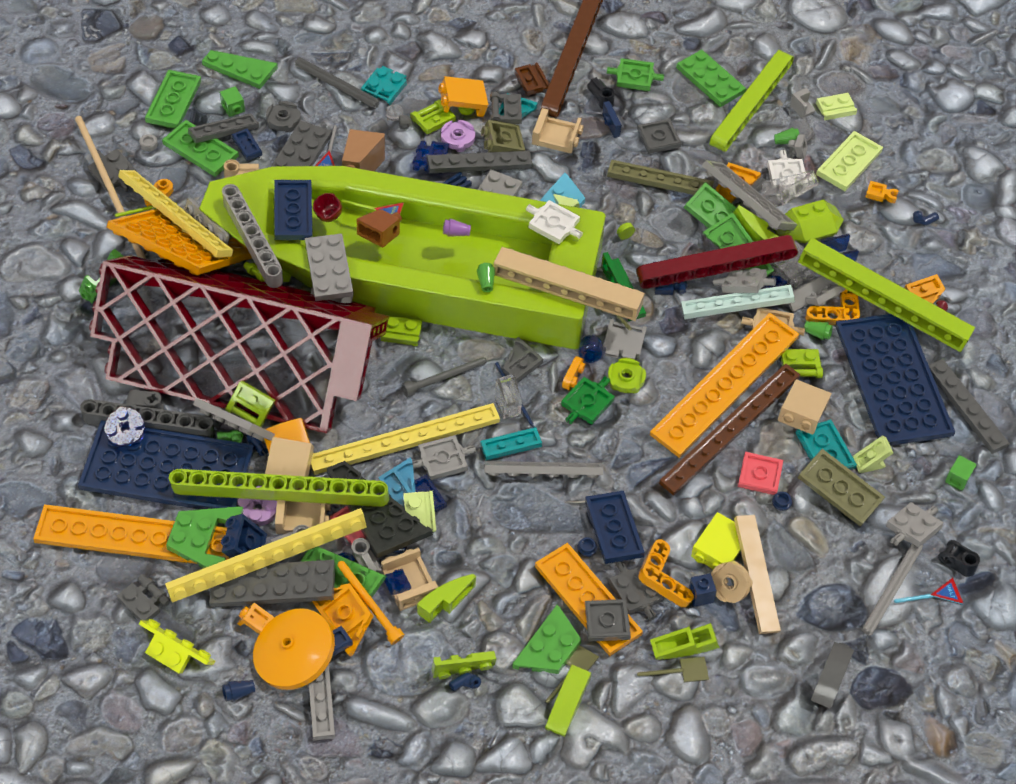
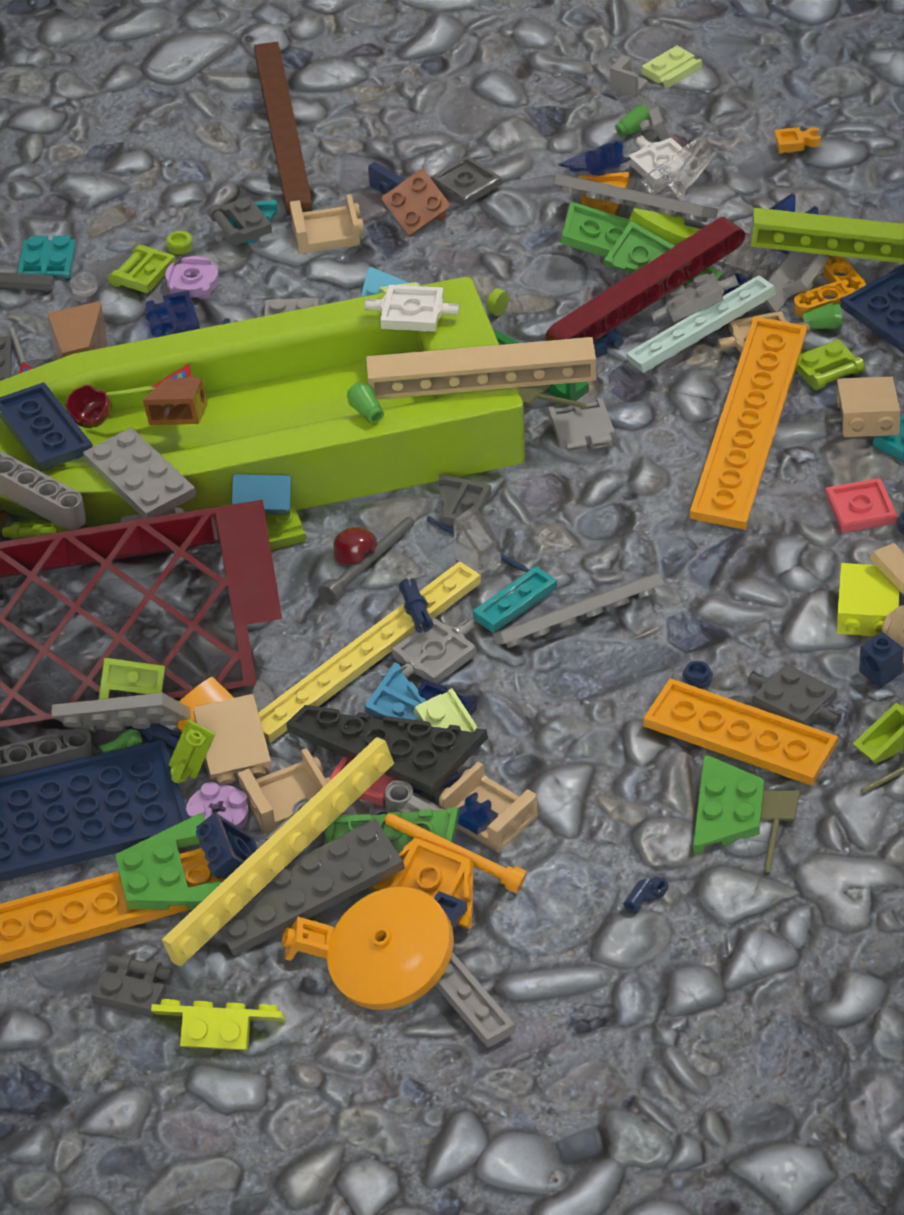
camera: 20 degrees left, 10 degrees down
(237, 689) = (342, 1032): dark blue cone -> none
(258, 462) = (190, 752): none -> lime hinge
(271, 482) = (239, 766): lime beam -> none
(399, 307) = (271, 489): none -> dark azure panel
(404, 121) = (106, 289): dark grey hinge -> none
(437, 363) = (352, 544): none -> dark red hair
(445, 597) = (551, 807): lime slope -> none
(446, 423) = (415, 605): none -> dark blue pin
(455, 228) = (281, 367): medium lavender cone -> none
(456, 664) = (627, 871): lime wing -> none
(463, 93) = (169, 223): light orange panel -> none
(479, 161) = (244, 296): dark grey plate -> none
(502, 137) = (257, 258): olive plate -> none
(531, 78) = (248, 177): reddish brown plate -> none
(568, 700) = (796, 853): lime slope -> none
(571, 379) = (542, 479): light orange plate -> none
(587, 400) = (582, 510): green plate -> none
(590, 348) = (545, 450): clear blue head -> none
(601, 91) = (354, 158): black piece -> none
(607, 620) = (786, 739): dark grey plate -> none
(614, 527) = (719, 636): dark blue plate -> none
(618, 140) = (416, 202): none -> dark orange hinge
(626, 385) = (626, 468): lime plate -> none
(635, 74) = (384, 123): bright green plate -> none
(656, 177) = (495, 228): olive plate -> none
(683, 595) = (805, 666): light orange beam -> none
(711, 78) = (487, 93): bright green plate -> none
(729, 429) = (789, 470): reddish brown plate -> none
(746, 156) = (598, 160): none -> clear blue hinge
(751, 101) = (559, 98): lime beam -> none
(813, 221) = (734, 197): lime wedge -> none
(849, 161) = (733, 118): yellowish green plate -> none
(925, 220) = (874, 149): dark blue arm -> none

